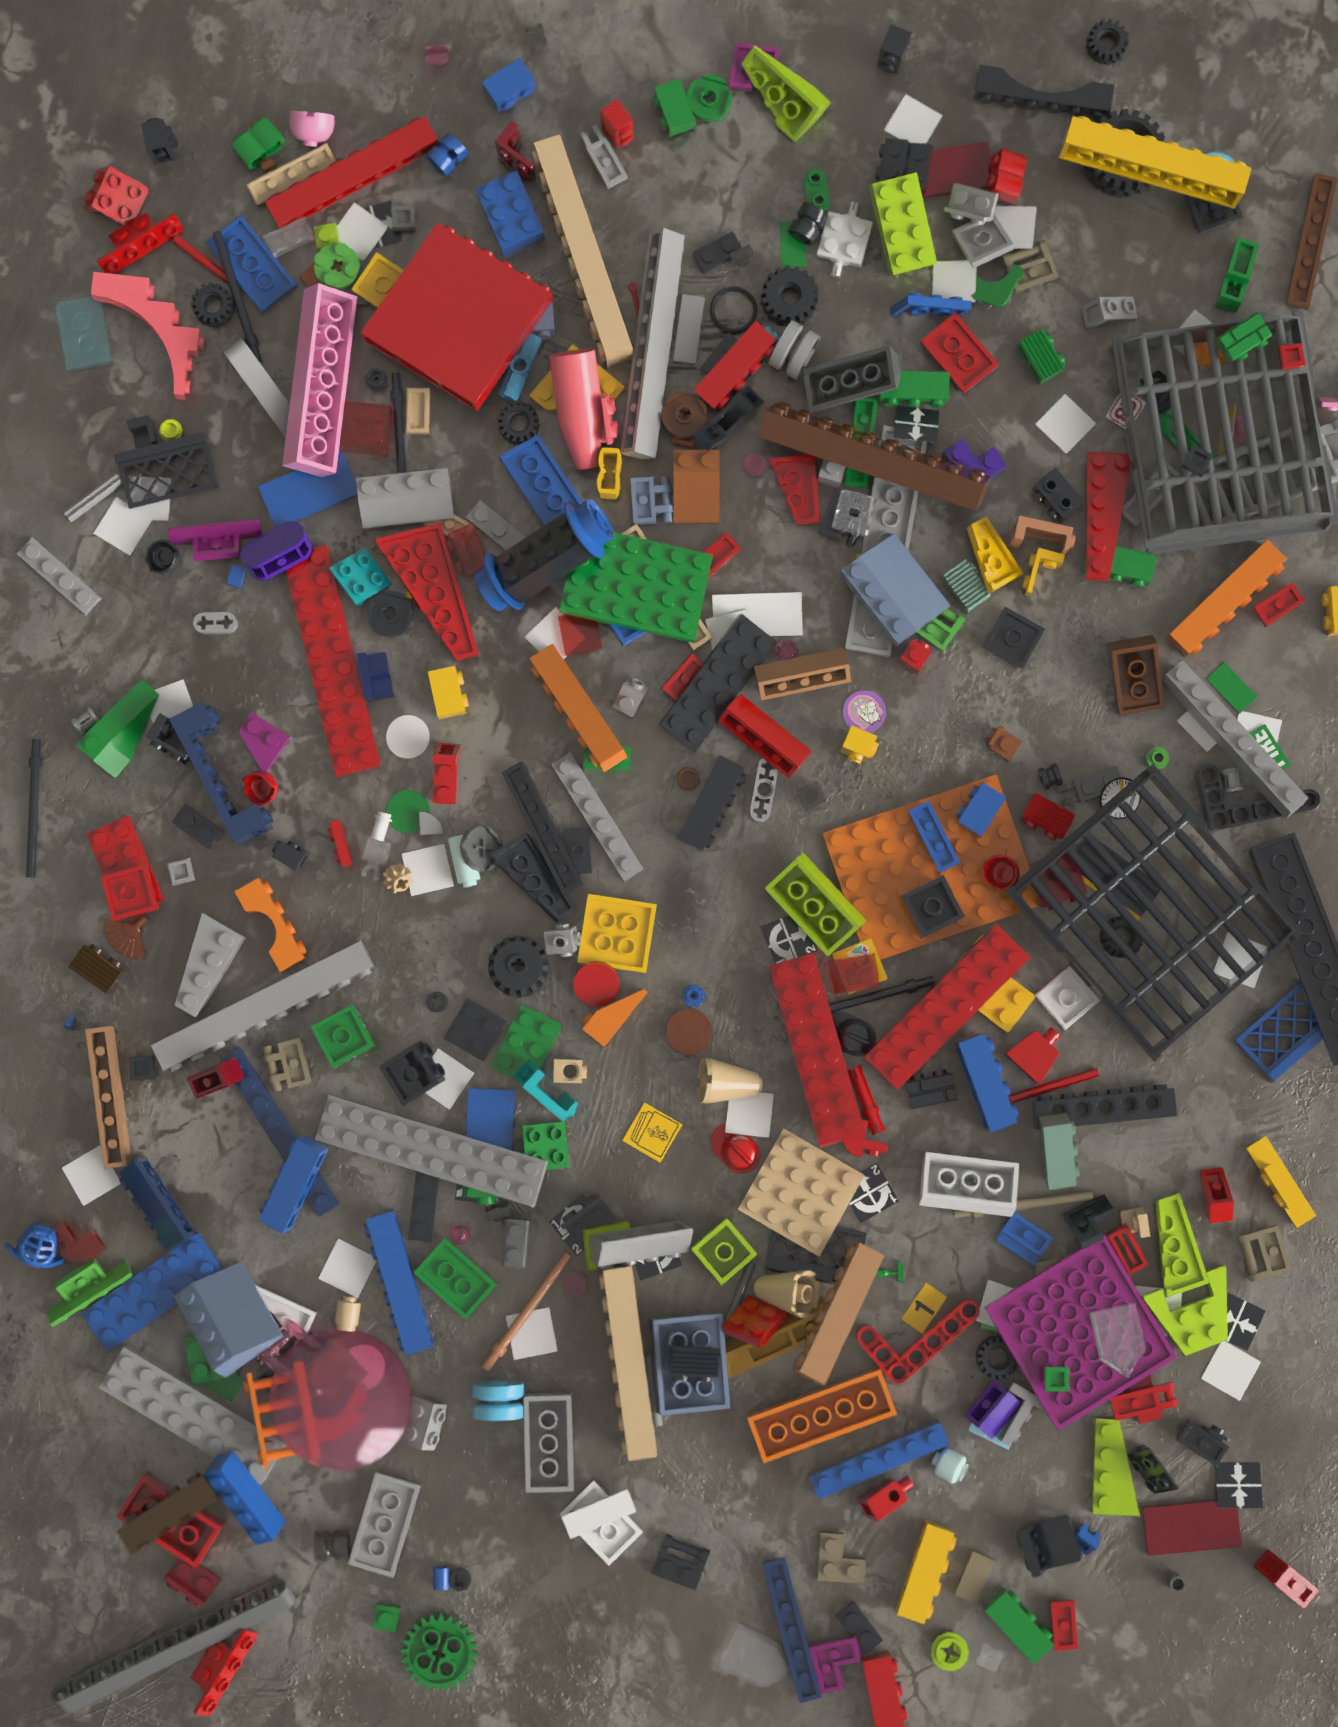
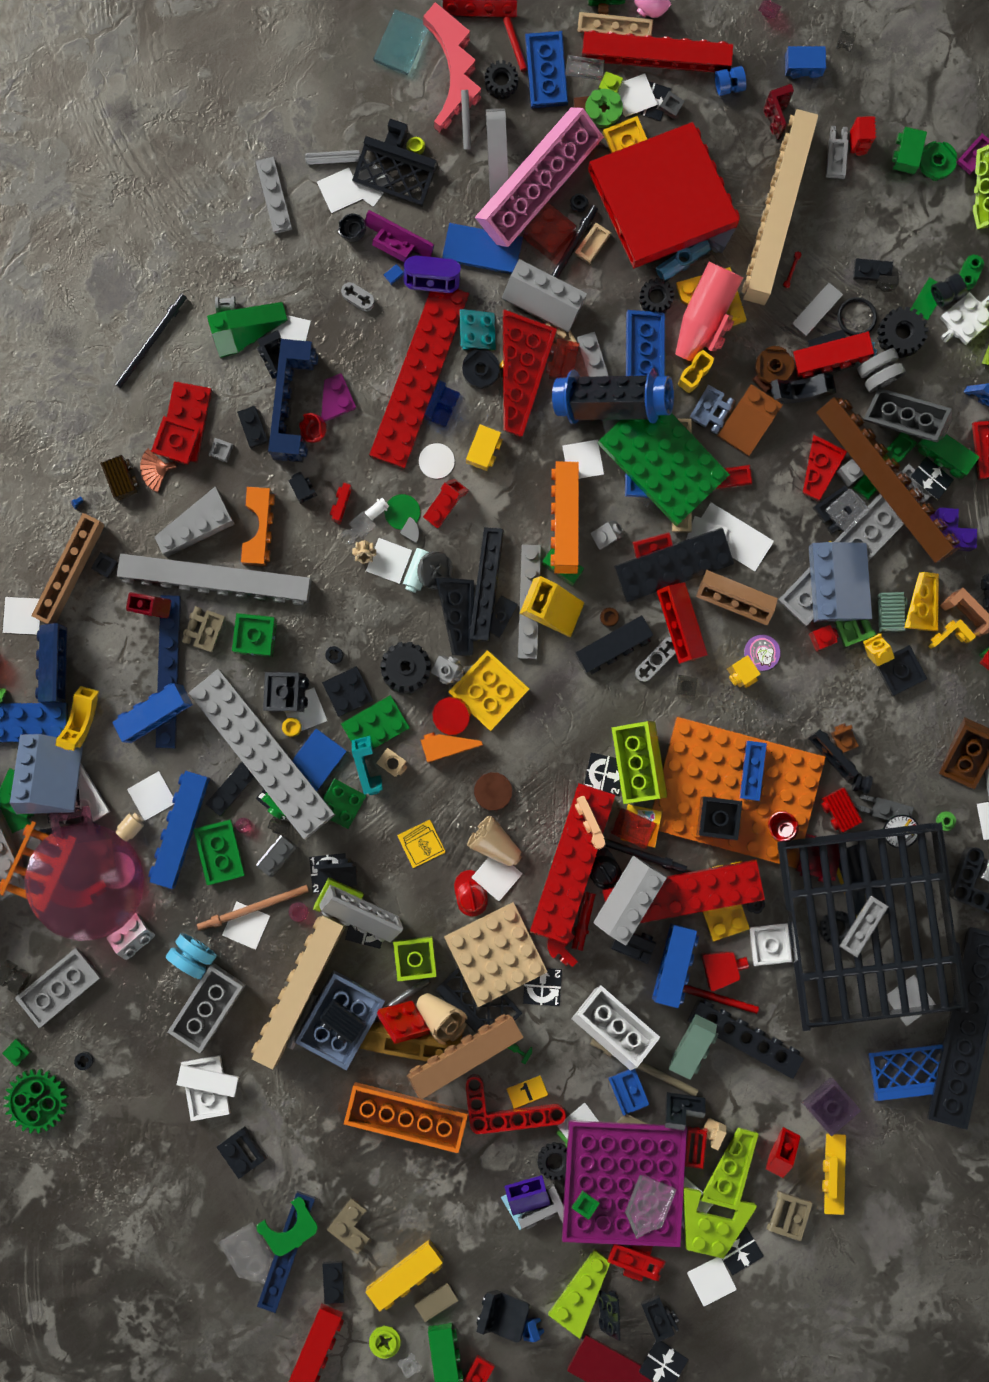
camera: 35 degrees right, 0 degrees up
(205, 371) = (466, 119): none -> light grey bar
(223, 1240) = (80, 719): none -> yellow arch
(250, 338) = (511, 119): black bar -> none
(441, 1578) = (71, 1050): blue hinge -> none
(443, 1103) = (291, 727): none -> yellow tile
(510, 214) = (747, 149): blue brick -> none
(579, 634) = (601, 468): clear red piece -> none
(623, 806) = (552, 606): none -> yellow slope
(652, 344) = (785, 302): light grey brick -> none
(687, 992) = (507, 769): blue plate -> none
(754, 464) = (800, 432): clear pink plate -> none
(785, 1618) = (284, 1242): none -> green piece
(786, 649) = (737, 573): clear pink plate -> none
(808, 998) = (590, 822): none -> light nougat hinge
(828, 1658) = (298, 1289): magenta plate -> none
(877, 1502) = (404, 1202): red torso -> none
(878, 1459) = (425, 1175): blue brick -> none
(898, 1048) = (629, 900): none -> light grey slope
(950, 1465) = (471, 1213): light aqua head -> none
(977, 632) = (878, 650): none -> yellow brick
(980, 810) = (798, 773): blue brick -> none
(1003, 767) = (833, 755): none -> black plate
(1030, 972) = (756, 909): none -> black plate
(1144, 918) = (863, 926): none -> light grey tile
(1232, 1117) = (831, 1106): none -> clear purple brick

